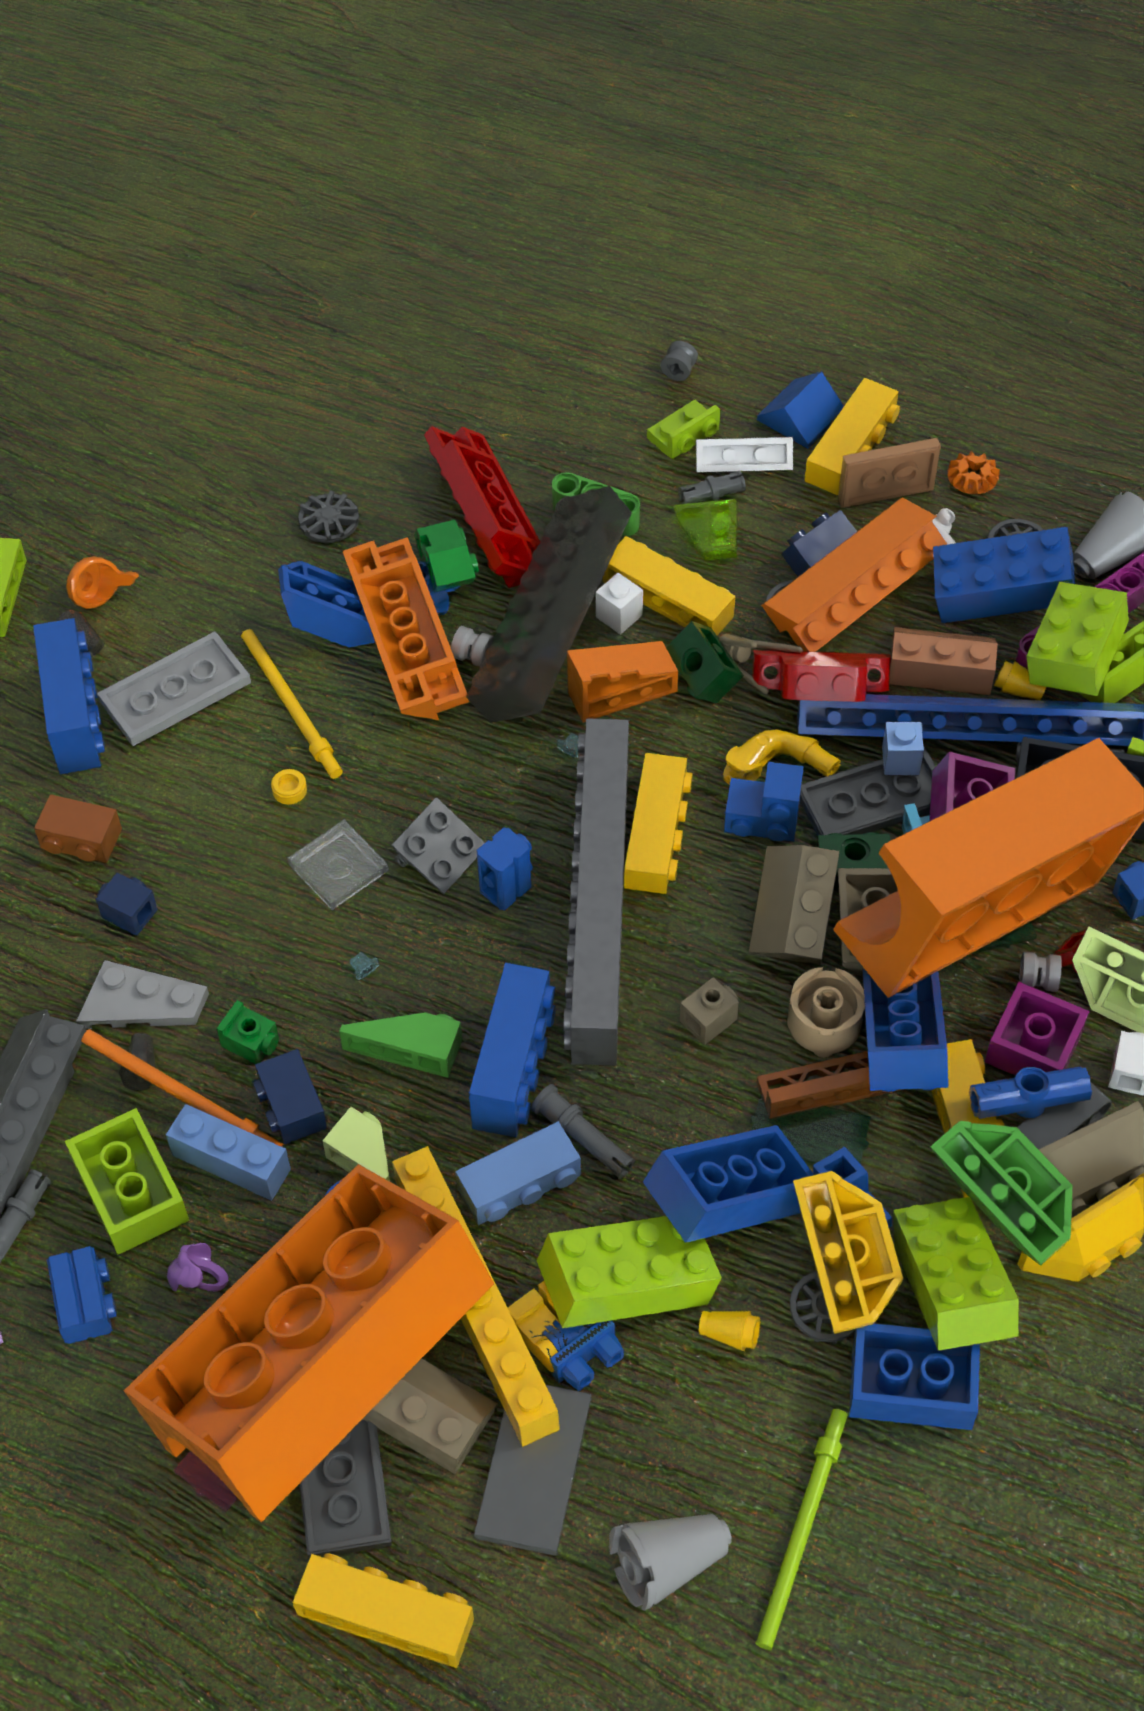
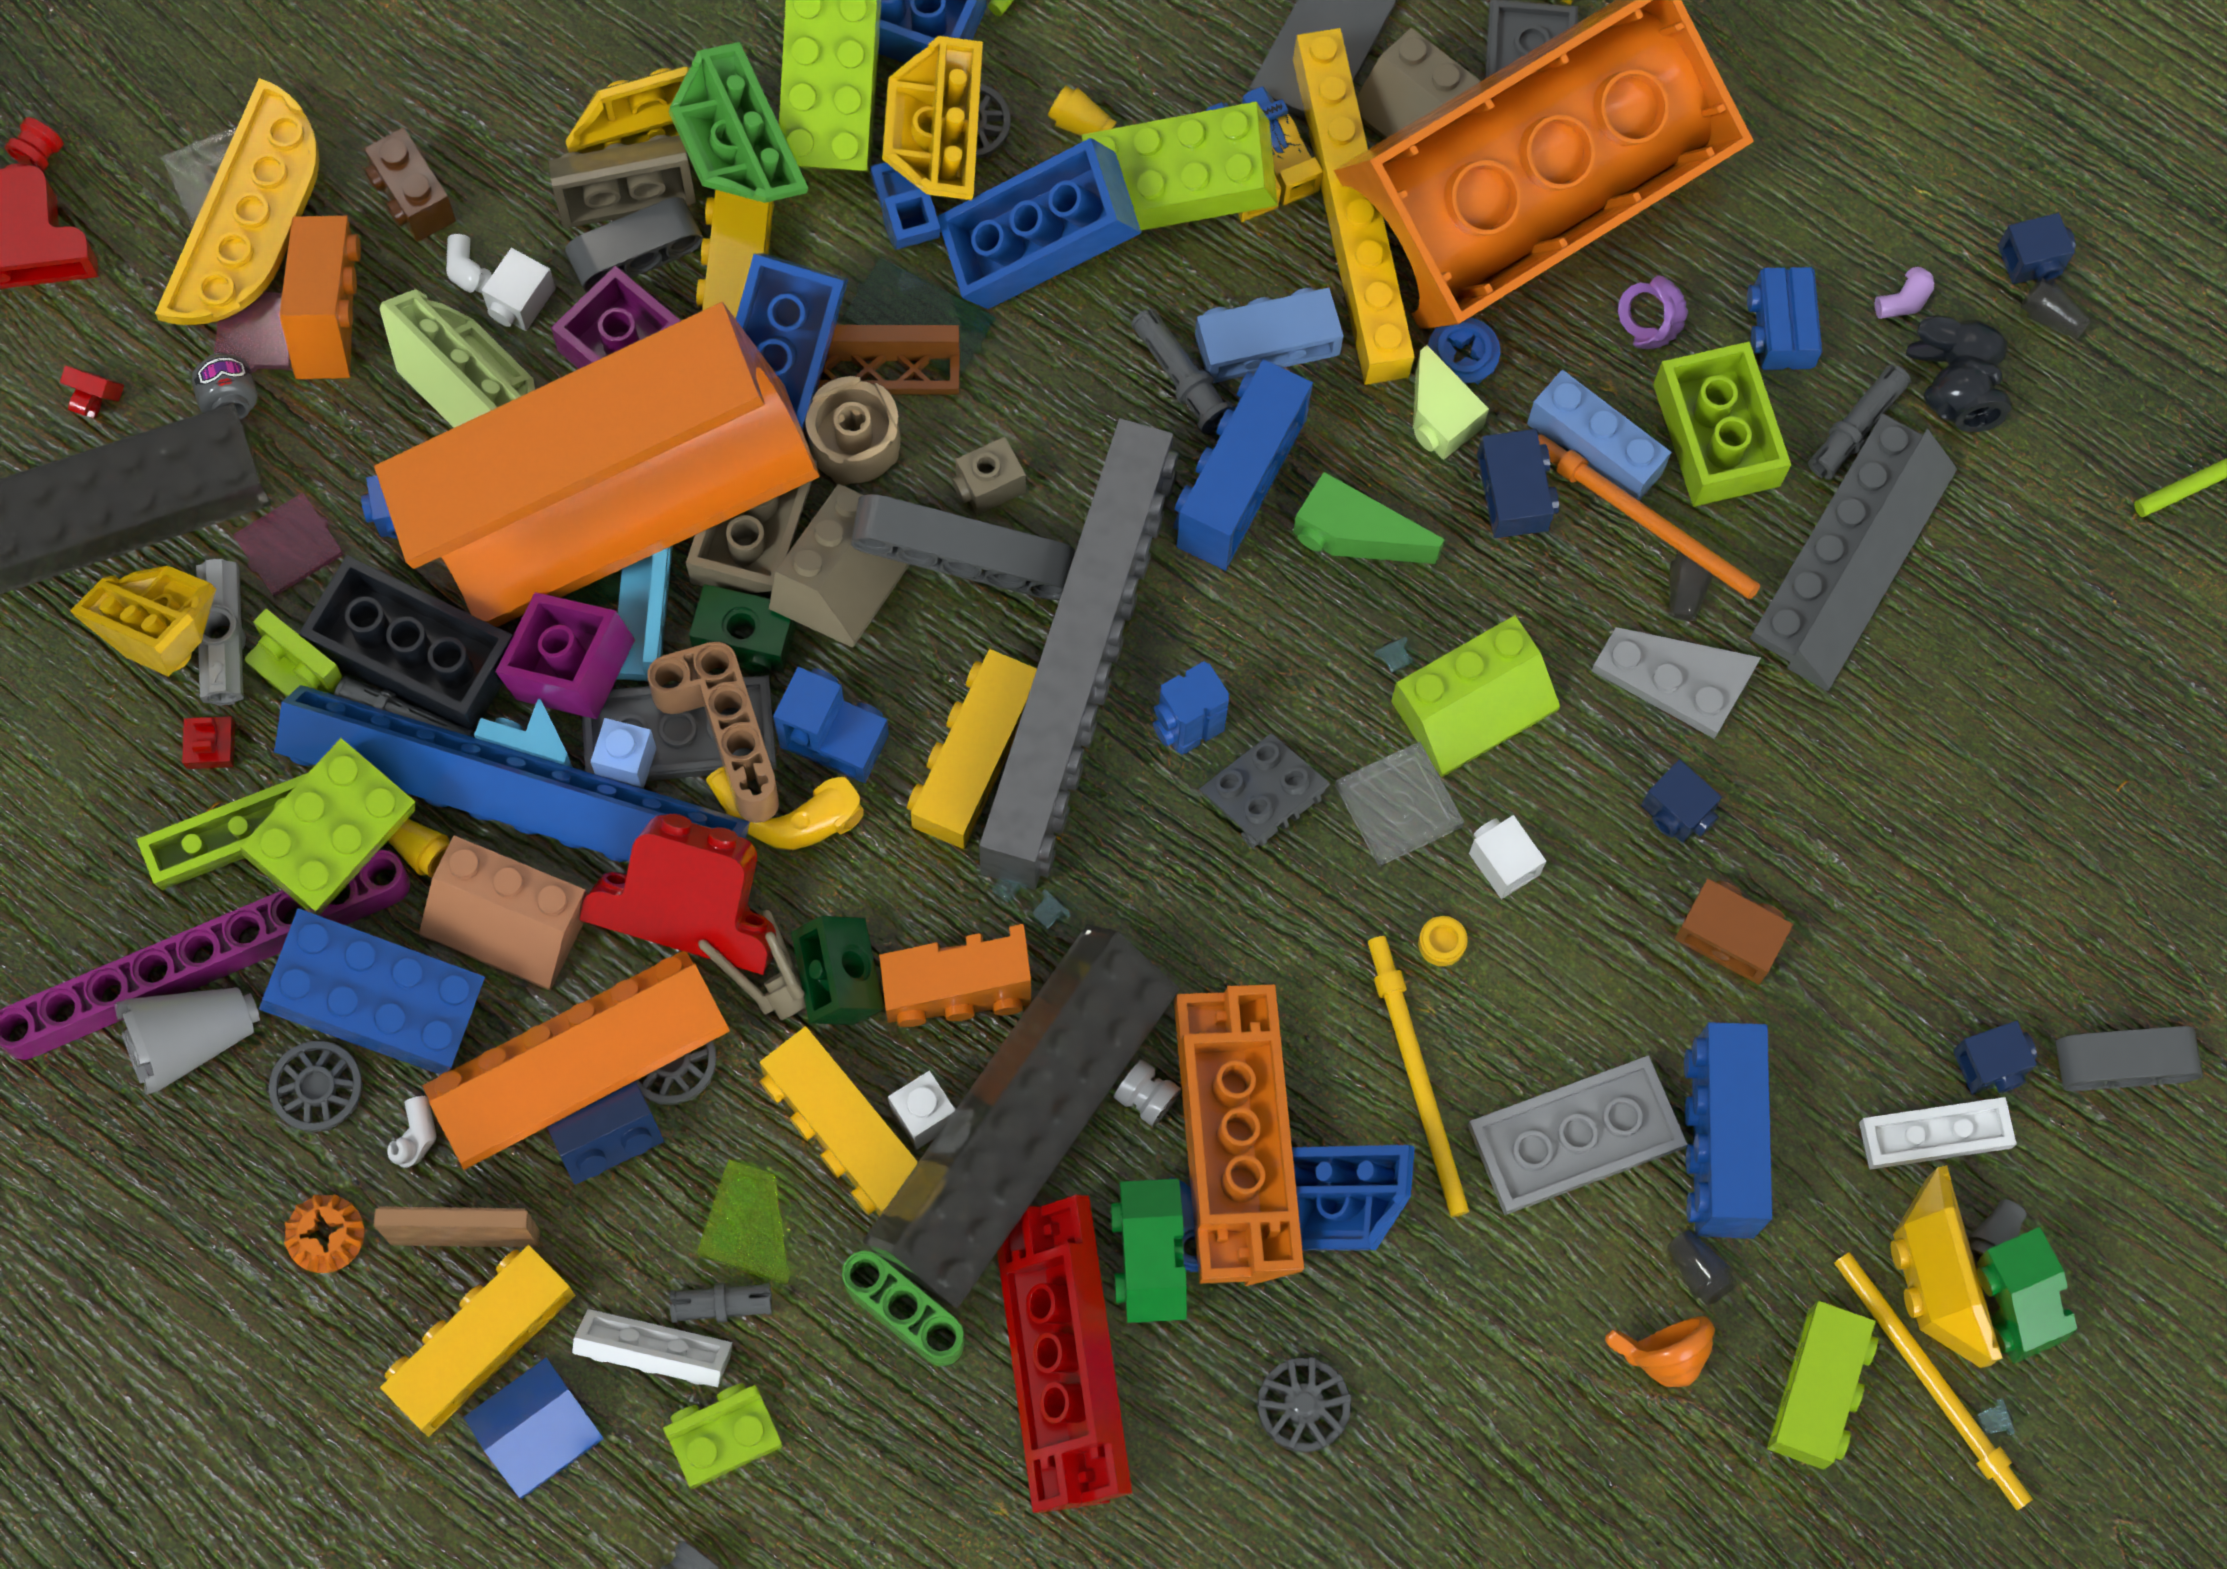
camera: 170 degrees left, 15 degrees up
(251, 839) = (1506, 855): none -> white brick
(251, 1045) = (1549, 599): green brick -> none
(297, 944) = (1476, 696): none -> lime slope
(709, 934) = (961, 546): none -> dark grey beam
(805, 744) = (730, 731): none -> medium nougat beam
(985, 748) = (538, 739): none -> medium azure slope
(1030, 1092) = (633, 246): blue piece -> none

